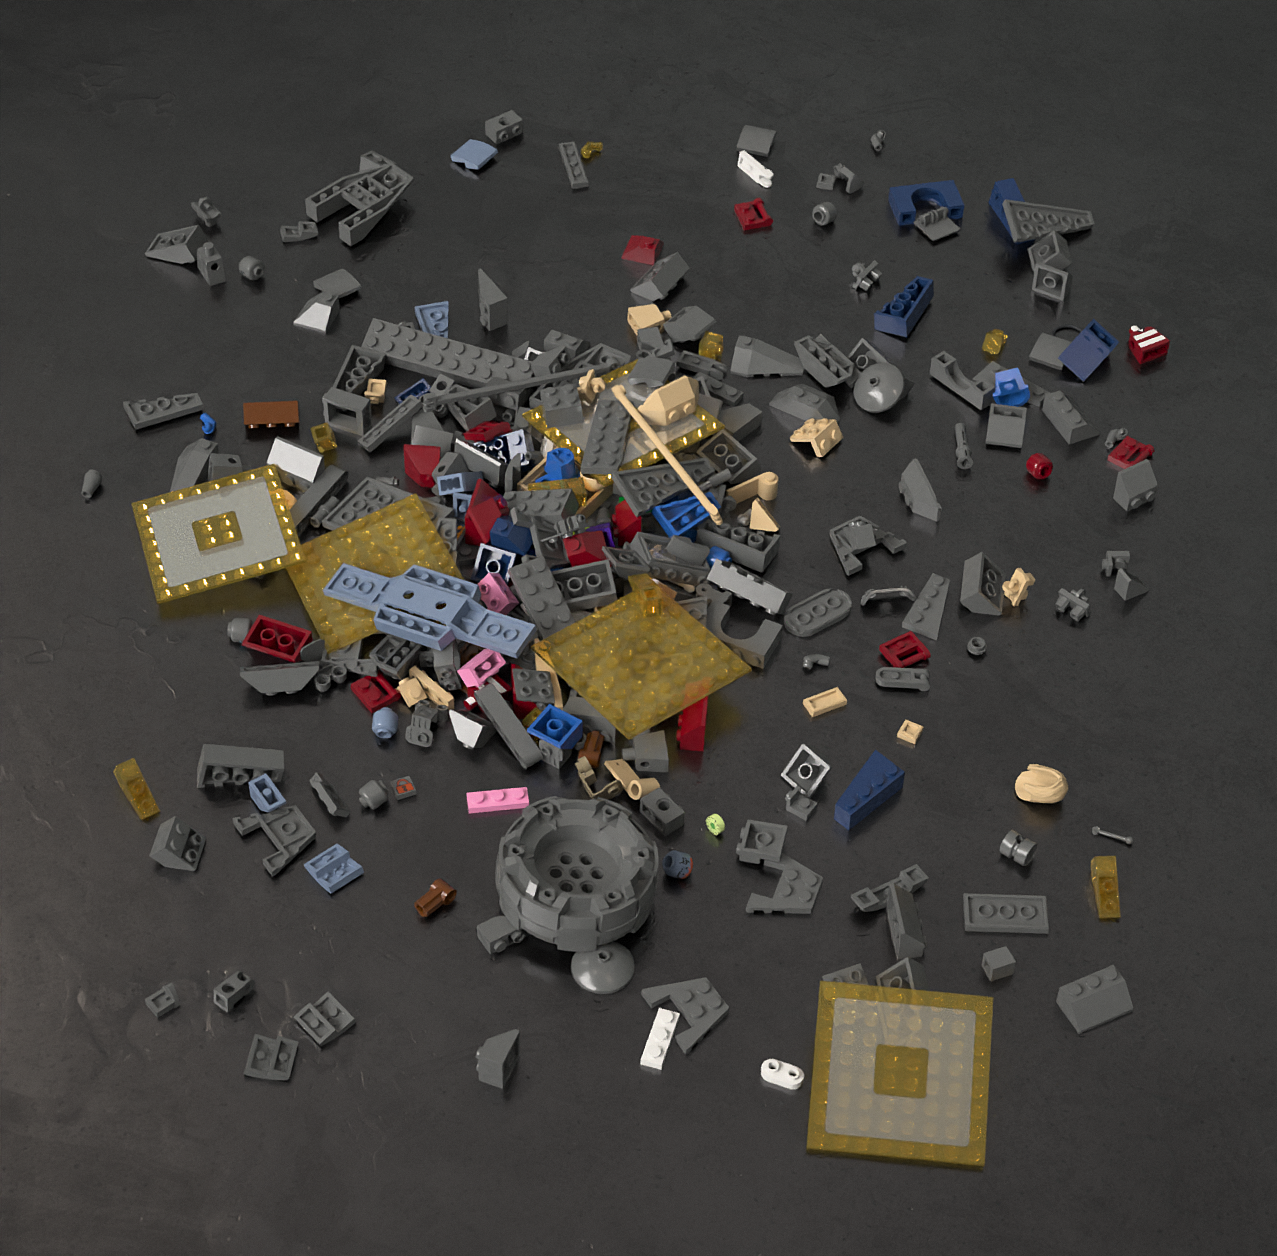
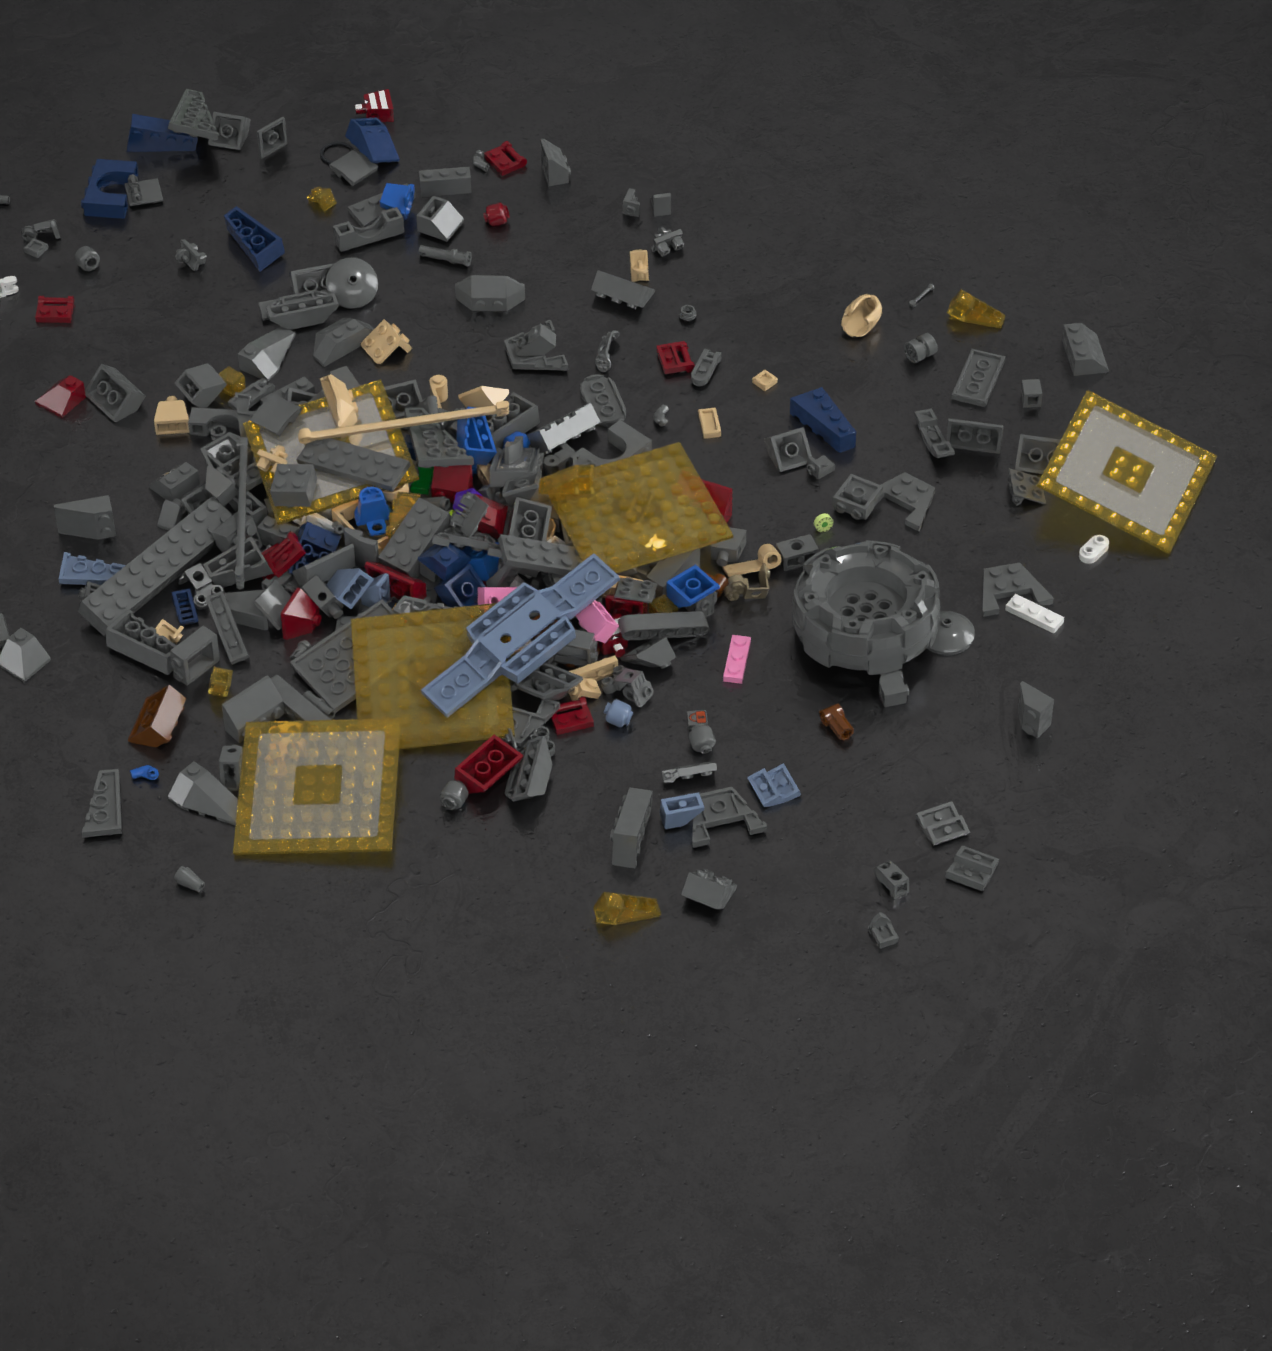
camera: 70 degrees left, 0 degrees up
(486, 514) = (417, 565): dark red slope -> none
(928, 608) = (632, 332): dark grey wing -> none

